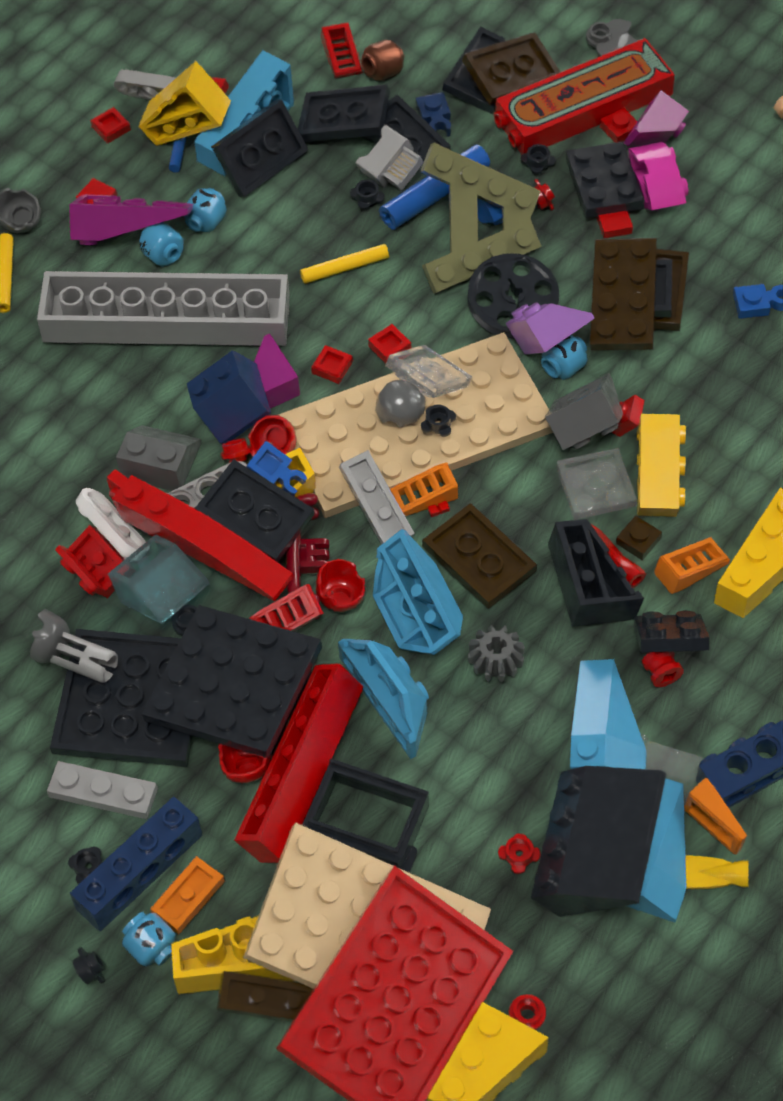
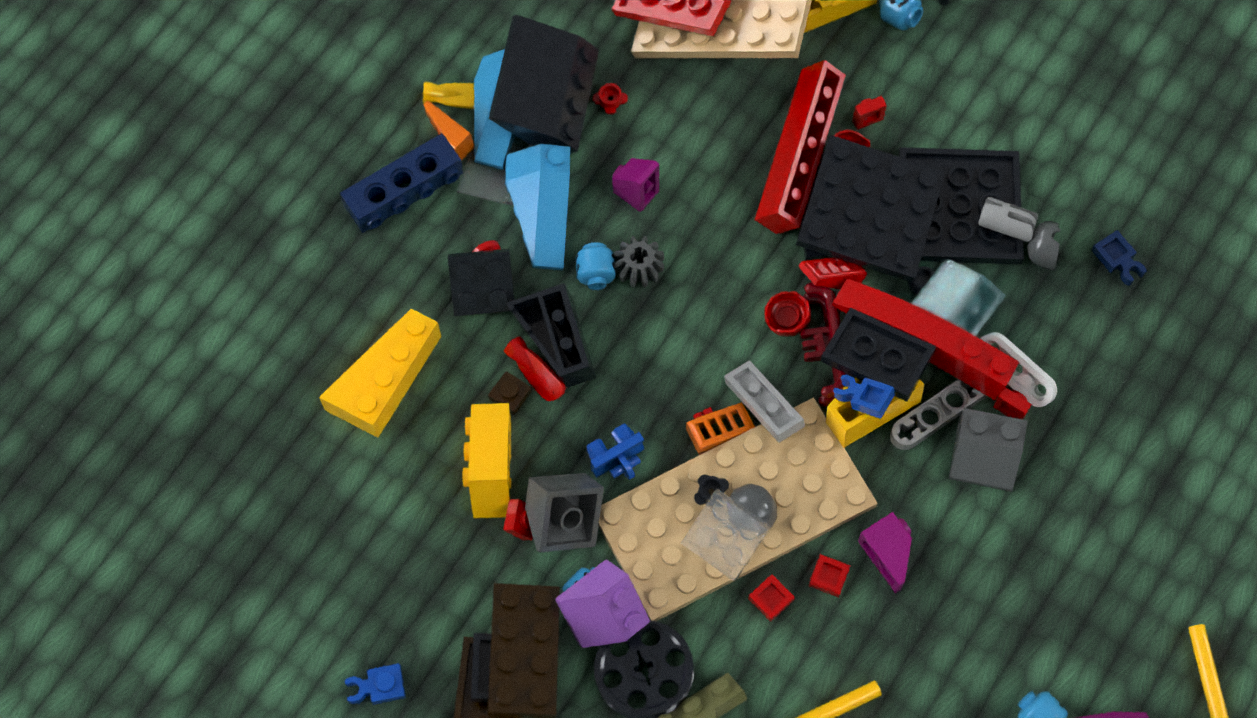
camera: 175 degrees right, 10 degrees up
(81, 859) = (963, 59): black plate -> none
(91, 560) = (1025, 324): red bracket -> none
(102, 790) = (966, 129): light grey plate -> none
(136, 864) = (923, 61): dark blue brick -> none
(163, 308) = (1019, 617): light grey brick -> none
(188, 894) = (876, 46): orange plate -> none
(213, 807) = (869, 112): none -> red plate
(229, 396) = (927, 506): dark blue slope -> none
(235, 449) = (916, 463): red plate -> none
(276, 431) = (875, 464): red hair -> none
(388, 688) = (732, 223): dark azure wedge -> none
(404, 853) = (735, 134): black piece -> none
(414, 597) = (711, 300): dark azure wedge -> none
(479, 555) = (660, 360): dark brown plate -> none
(494, 731) = (637, 182): none -> magenta slope
(529, 464) = (619, 458): none -> blue hips
(544, 653) = (595, 266): none -> dark azure head
(596, 483) = (551, 442): clear plate -> none
(674, 575) = (454, 358): orange slope -> none

